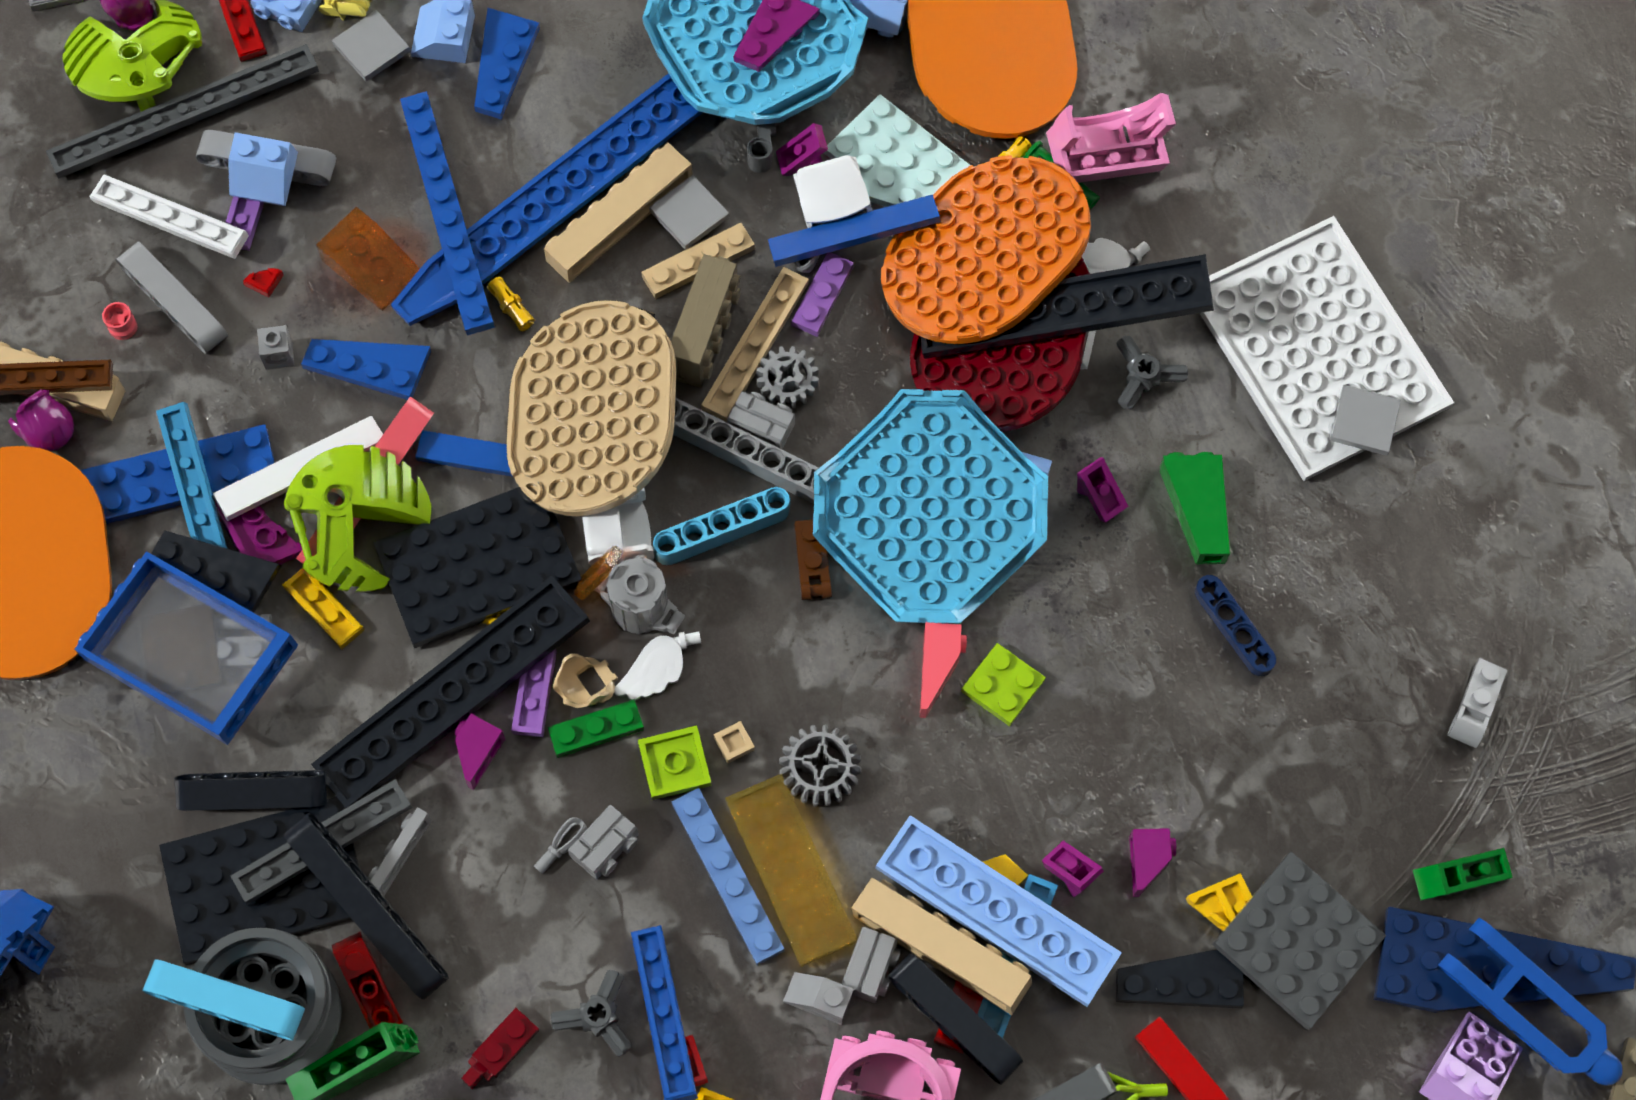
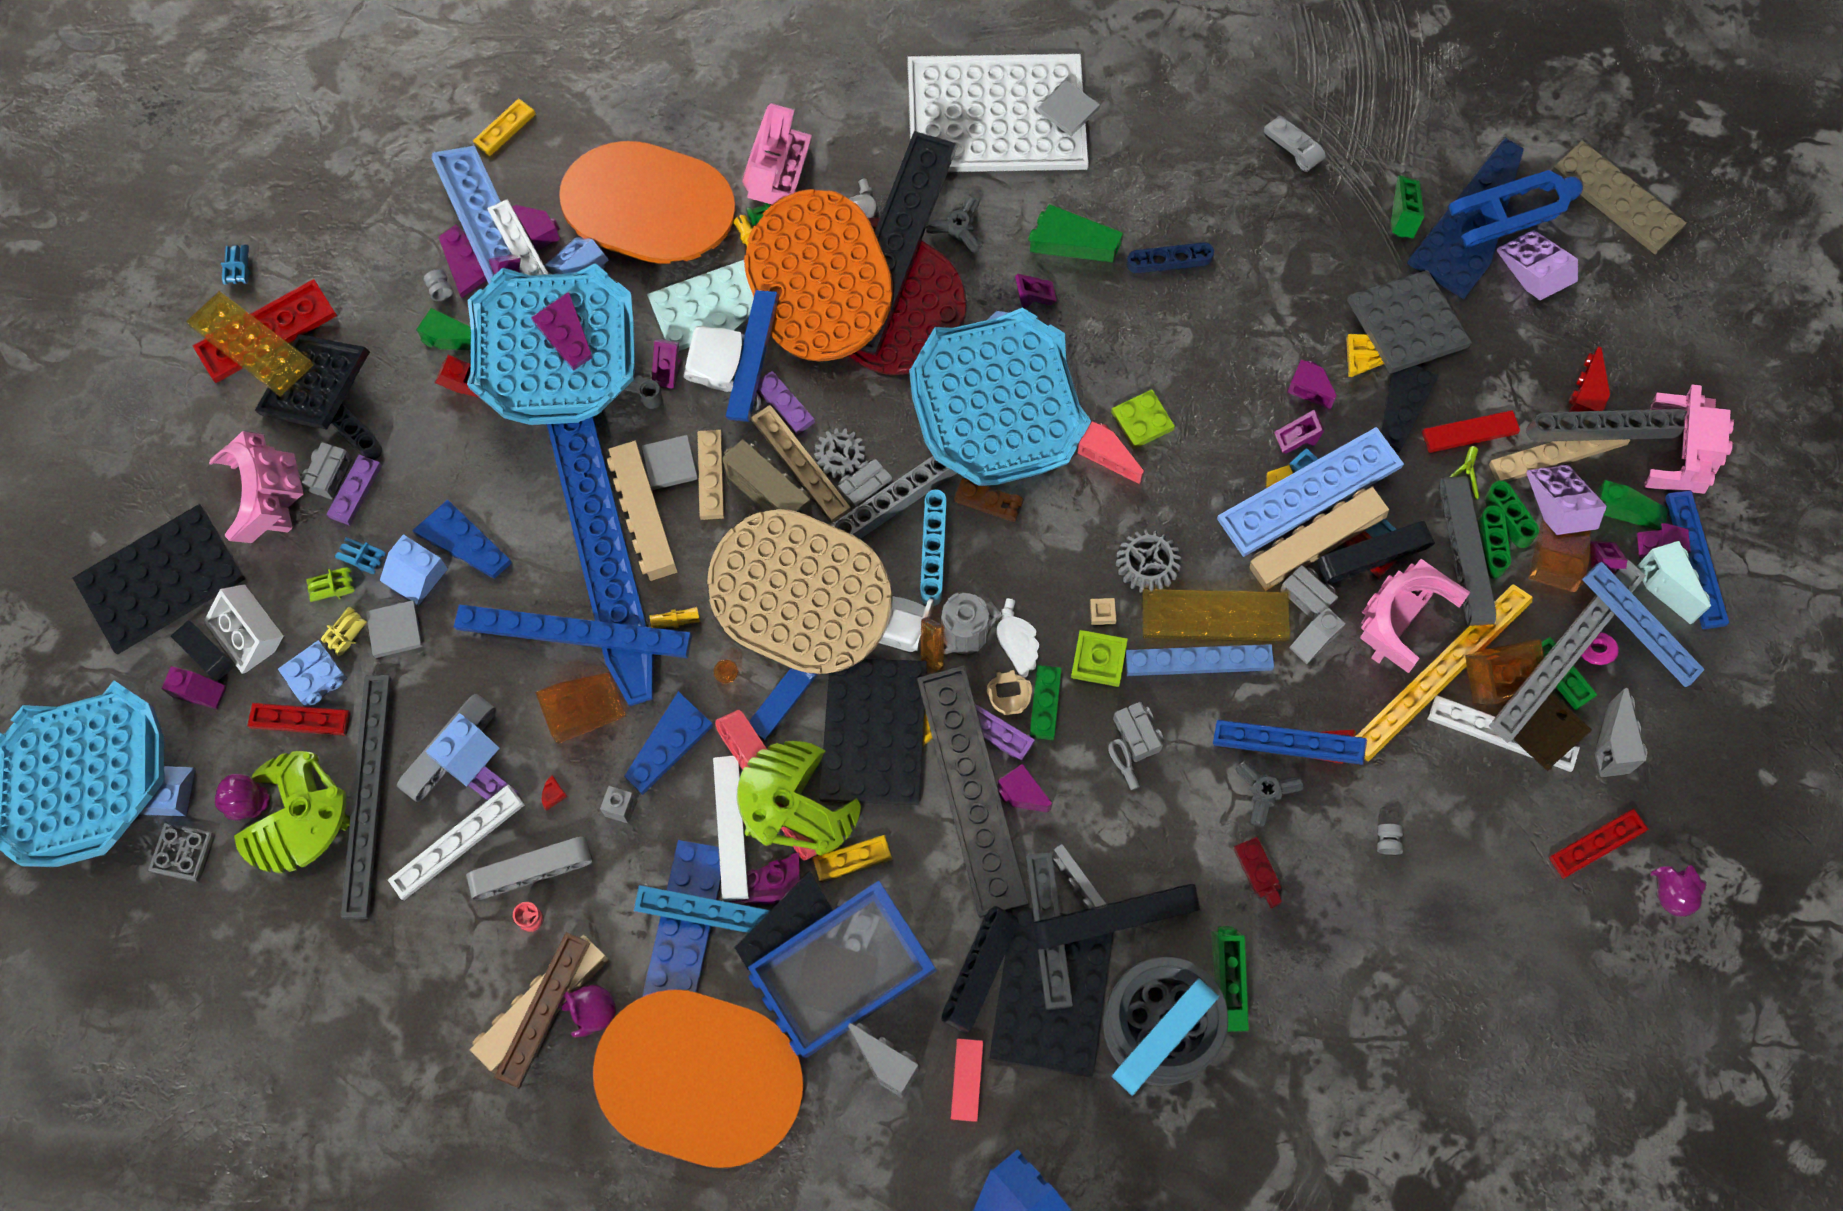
camera: 60 degrees left, 0 degrees up
(103, 735) = (890, 1067): none -> light grey slope
(127, 833) = (967, 1080): none -> coral tile
(365, 980) = (1156, 943): red slope -> none
(475, 382) = (725, 671): none -> clear orange plate

